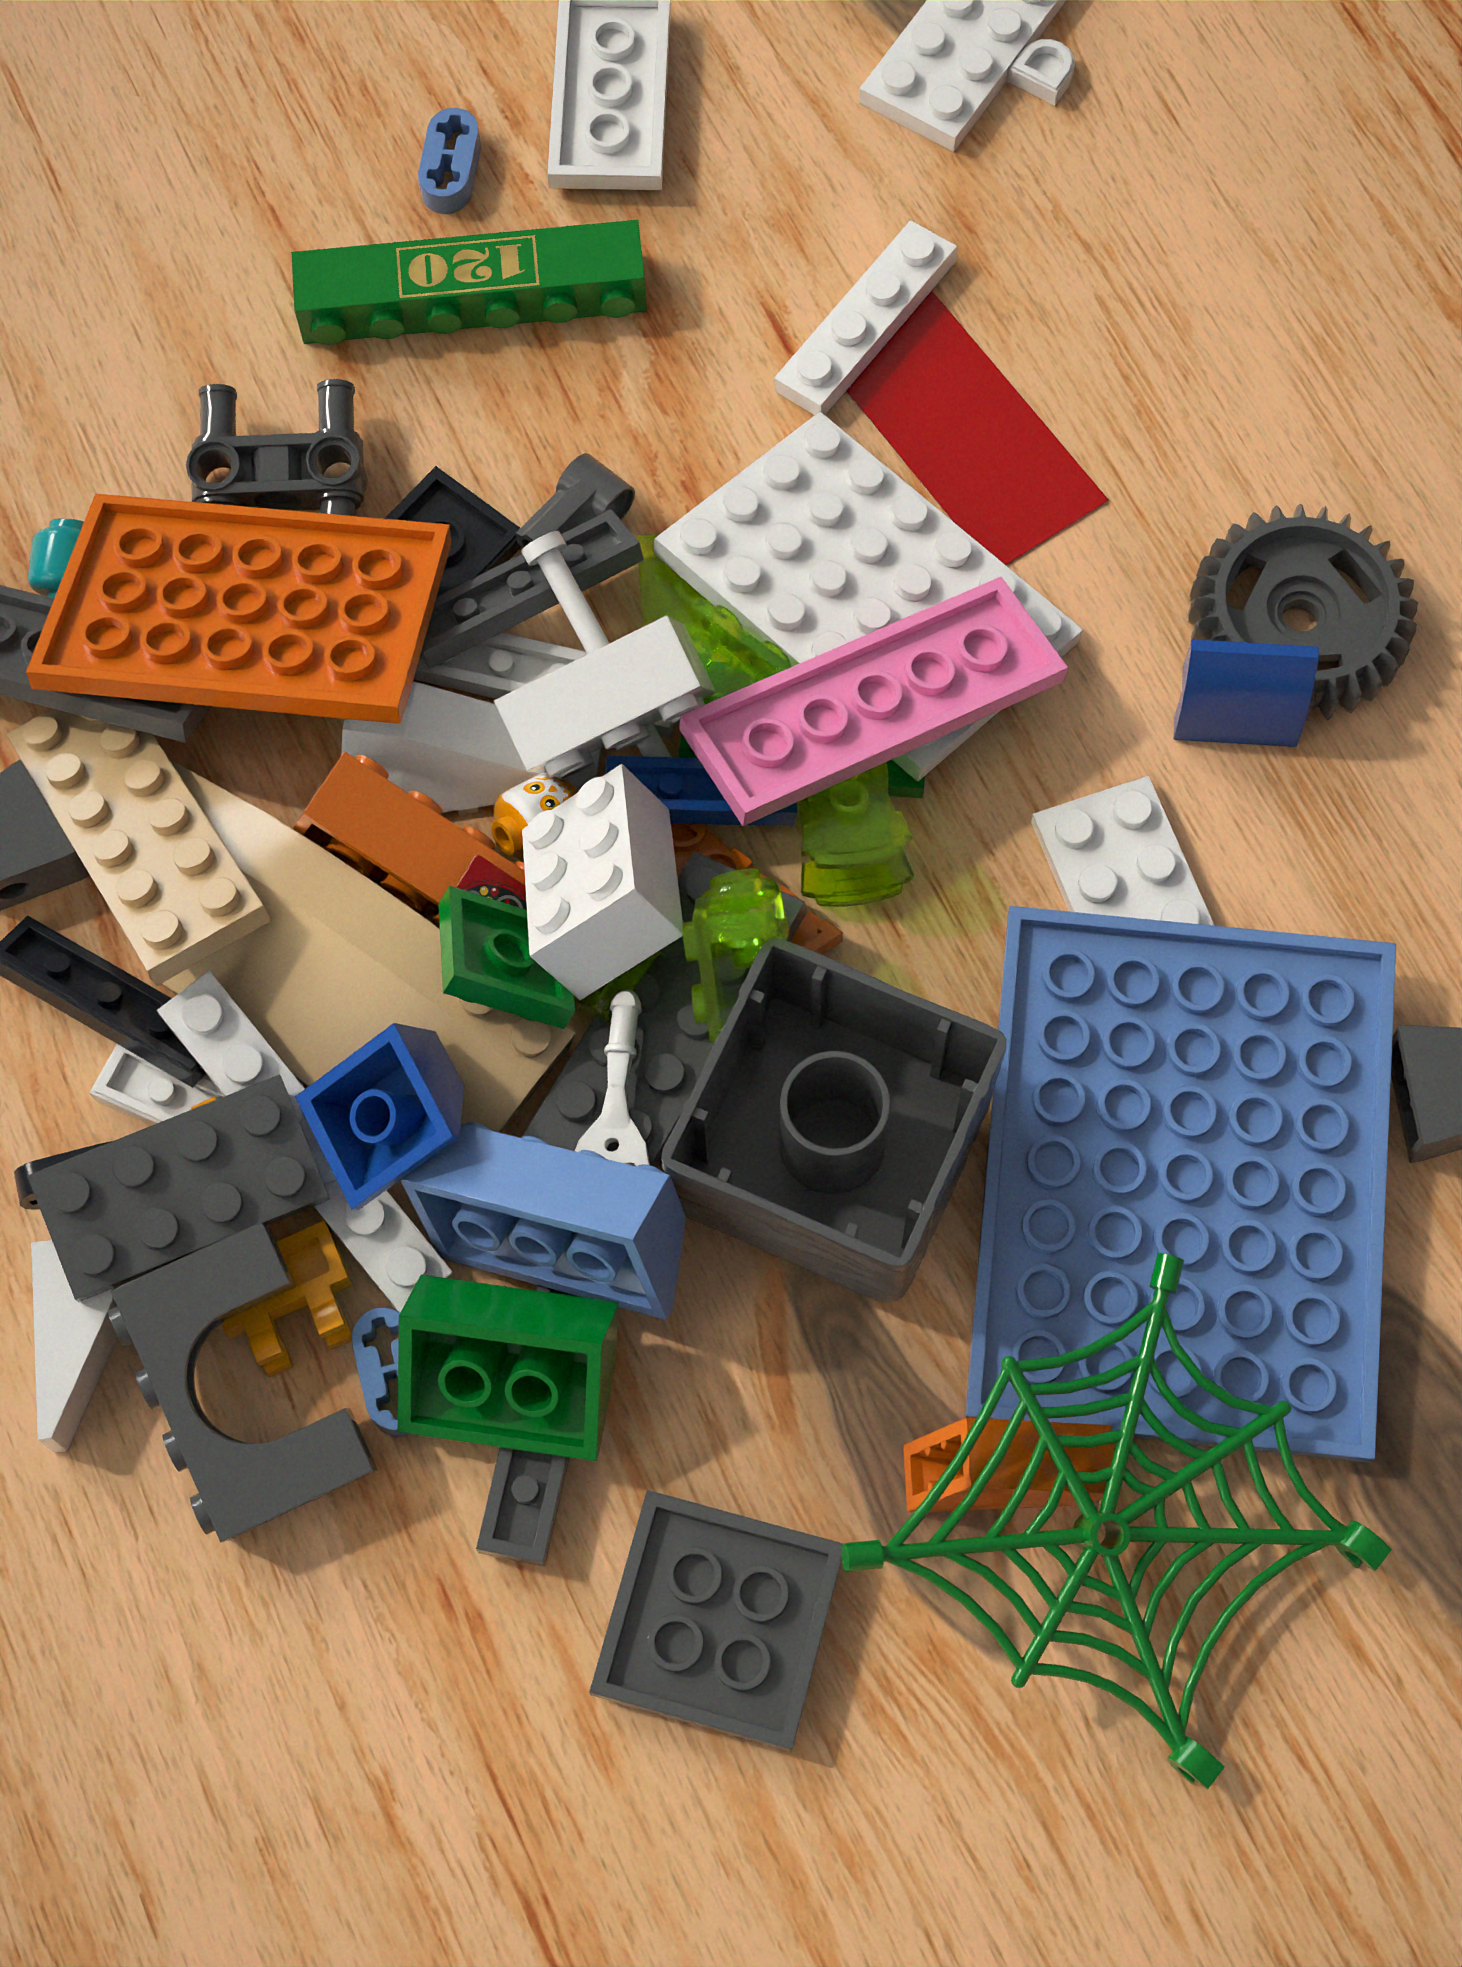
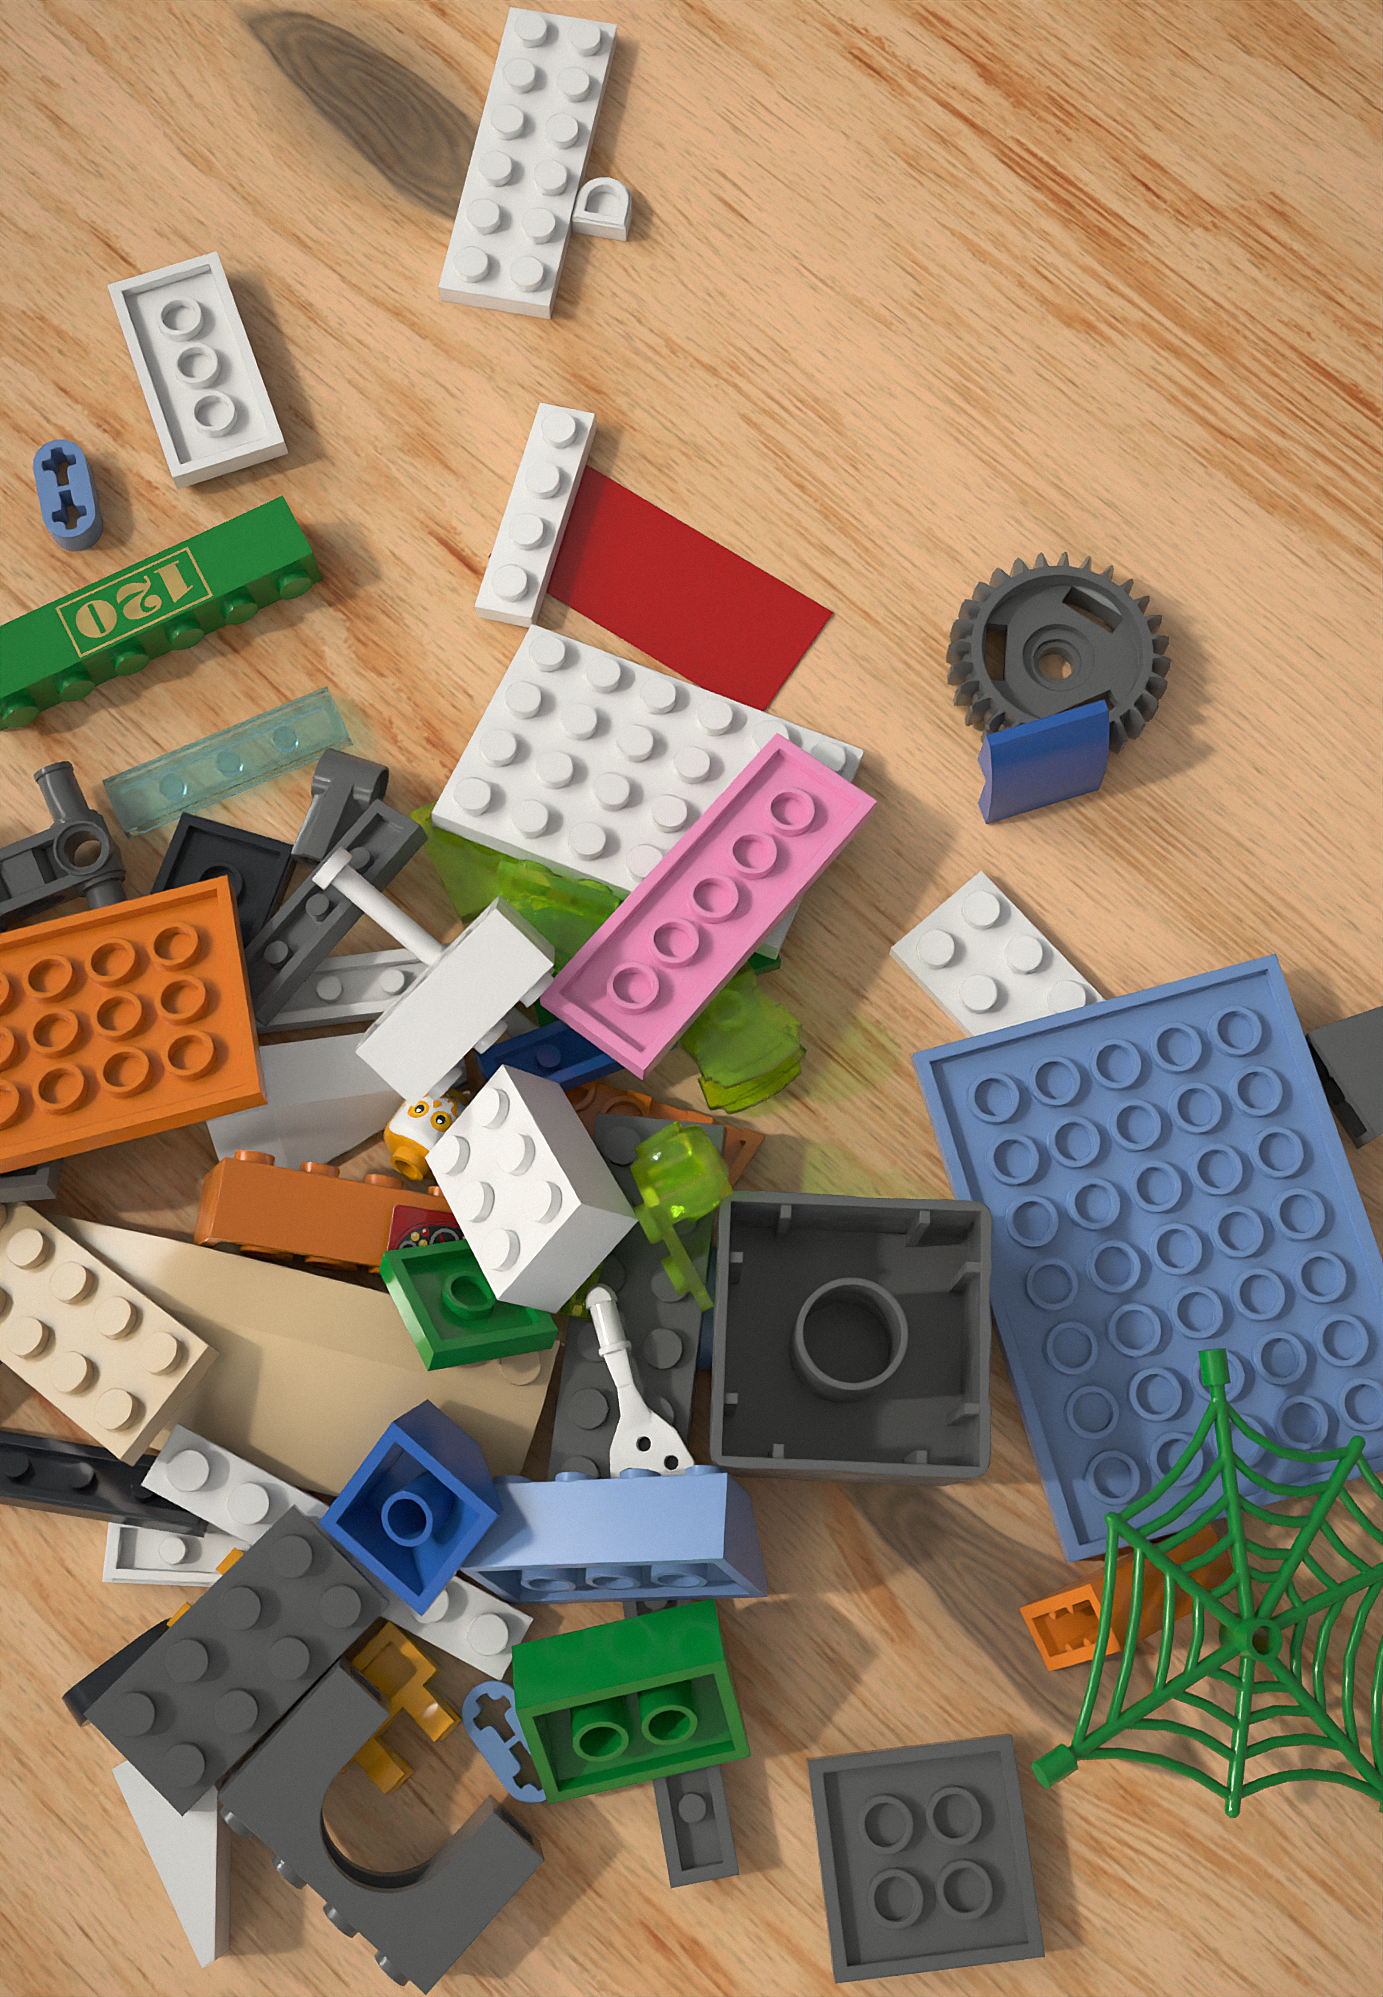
camera: 25 degrees left, 5 degrees up
(492, 438) = (226, 763): none -> clear light blue tile

